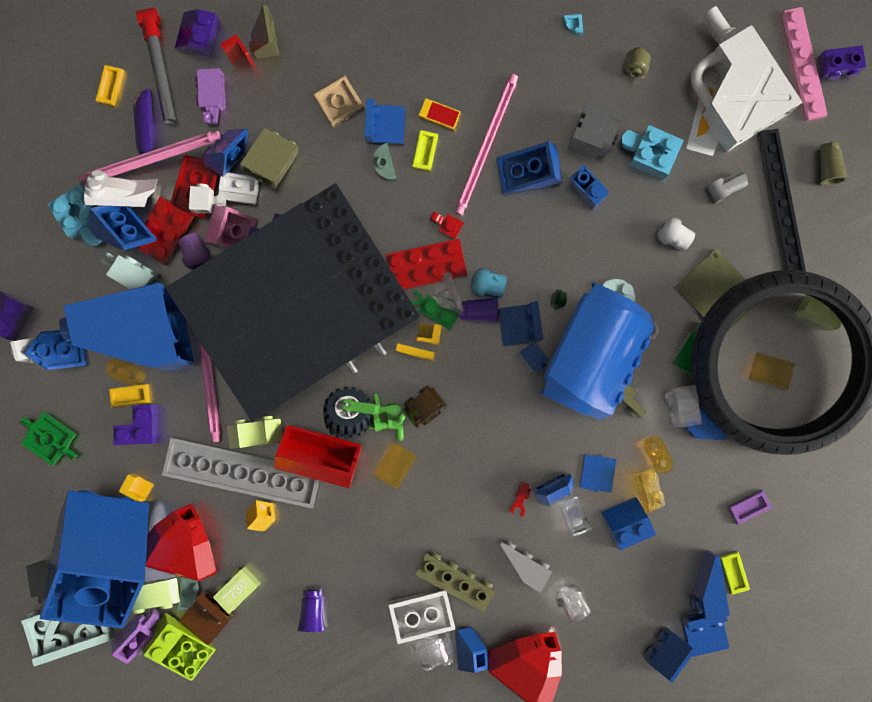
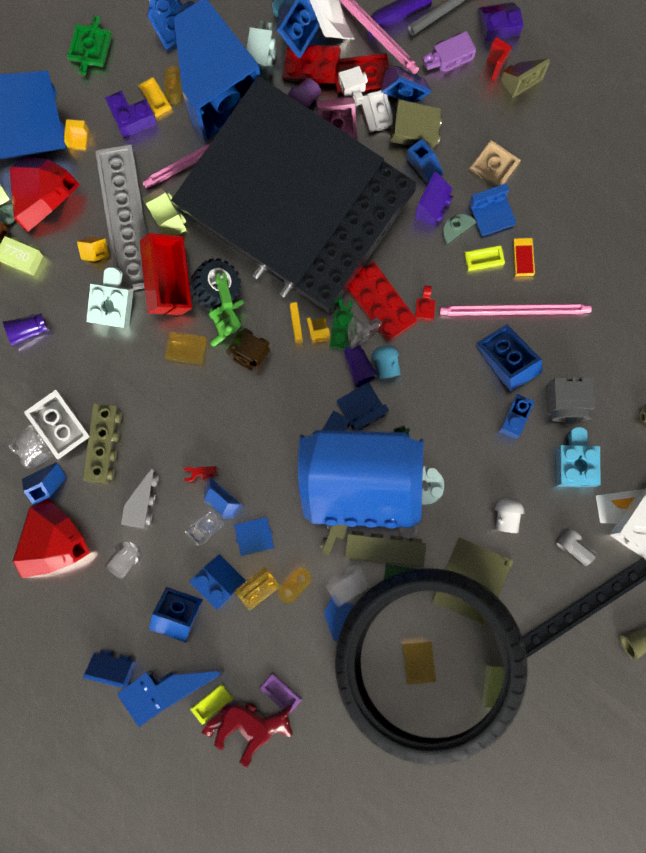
camera: 65 degrees right, 5 degrees down
(310, 165) = (424, 160): none -> blue slope
(321, 519) = (109, 301): none -> light aqua brick
(352, 173) = (434, 200): none -> dark purple slope
(642, 574) = (175, 614): none -> blue slope
(661, 359) = (385, 550): none -> olive brick
(769, 544) = (251, 724): none -> dark red animal

